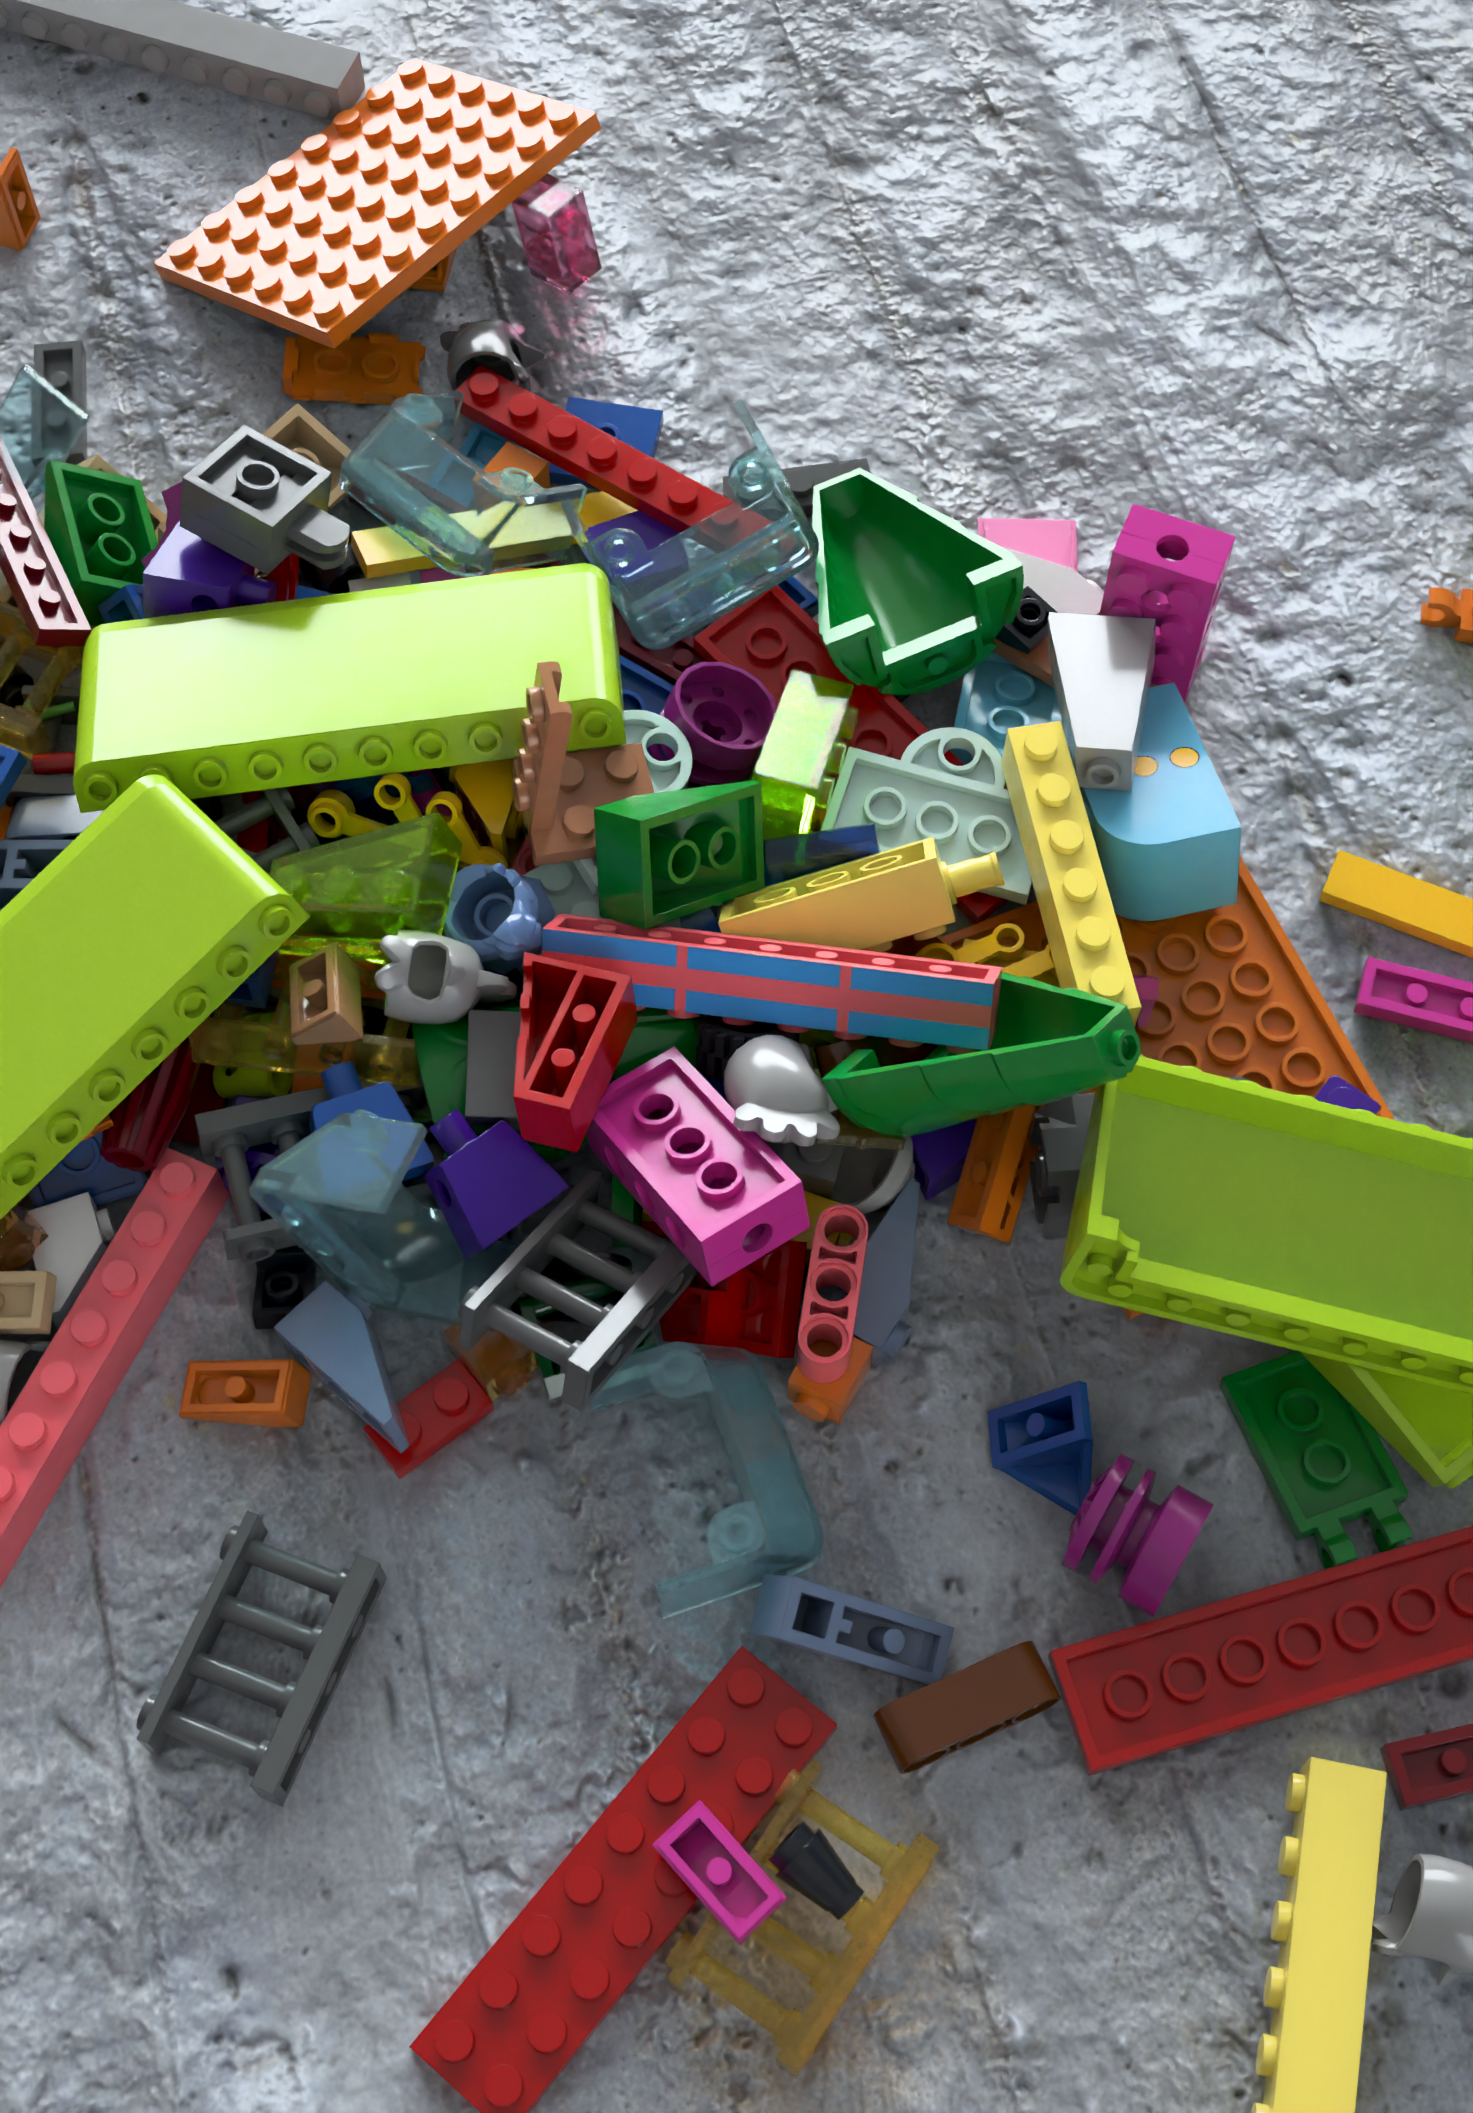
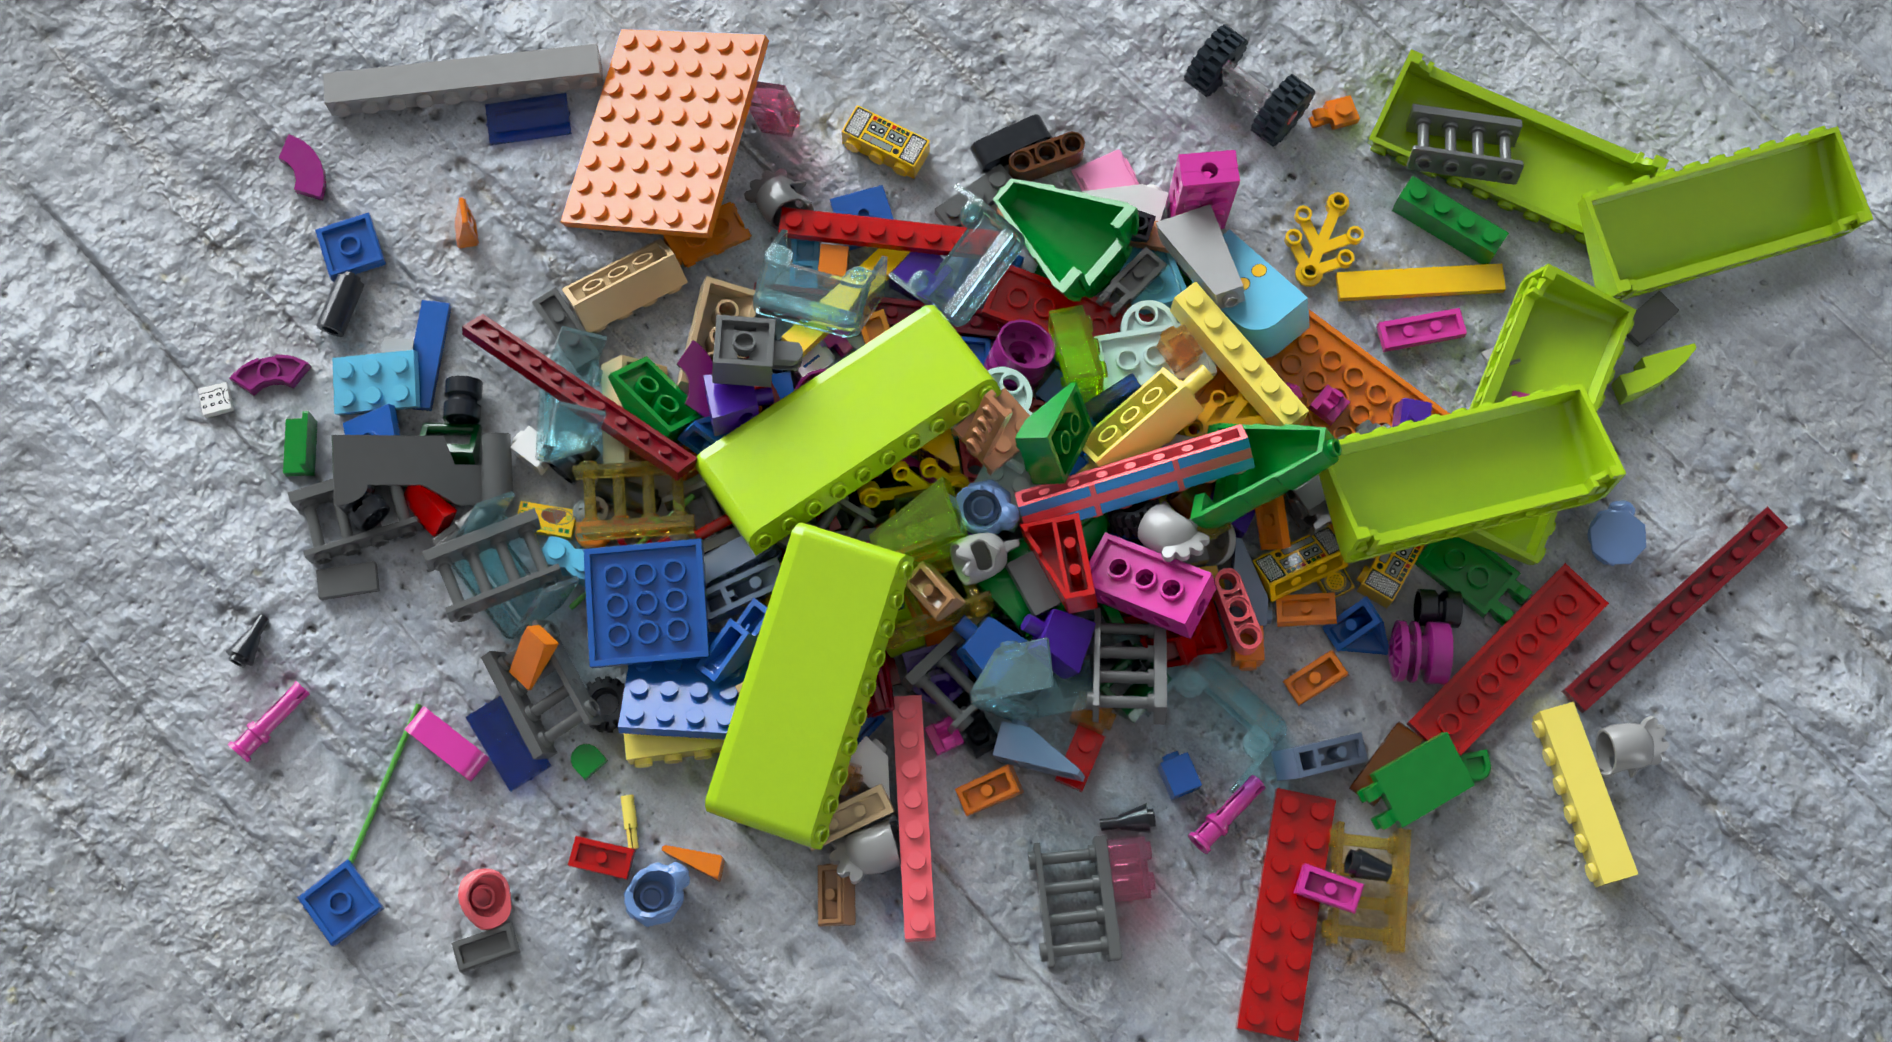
camera: 30 degrees left, 10 degrees up
(180, 385) = (625, 286): none -> tan slope
(206, 121) = (528, 119): none -> clear blue piece
(221, 1276) = (940, 738): none -> dark pink tile
(388, 1645) = (1130, 868): none -> clear pink brick
(460, 1571) = (1137, 819): none -> black cone
(577, 1531) = (1179, 775): none -> blue brick
(598, 1652) = (1218, 822): none -> dark pink pin
(703, 353) = (885, 142): none -> brick
(902, 436) = (1000, 145): none -> black beam
(928, 1491) = (1316, 677): none -> orange slope
(950, 476) = (1053, 147): none -> reddish brown beam
(966, 697) = (1133, 280): none -> dark grey hinge
(971, 1362) = (1306, 609): none -> orange plate
(978, 819) = (1179, 348): none -> clear orange brick
(994, 1280) = (1300, 564): none -> brick
(1003, 1766) = (1417, 782): none -> green tile
(1053, 1345) = (1337, 582): none -> tile
(1137, 1800) = (1477, 764): none -> green tile
(1165, 1370) = (1387, 575): none -> brick
(1204, 1042) = (1329, 404): none -> dark pink tile
(1218, 1476) = (1438, 607): none -> black wheel
(1340, 796) = (1321, 243): none -> yellow plant
(1367, 551) = (1218, 64): none -> black plate

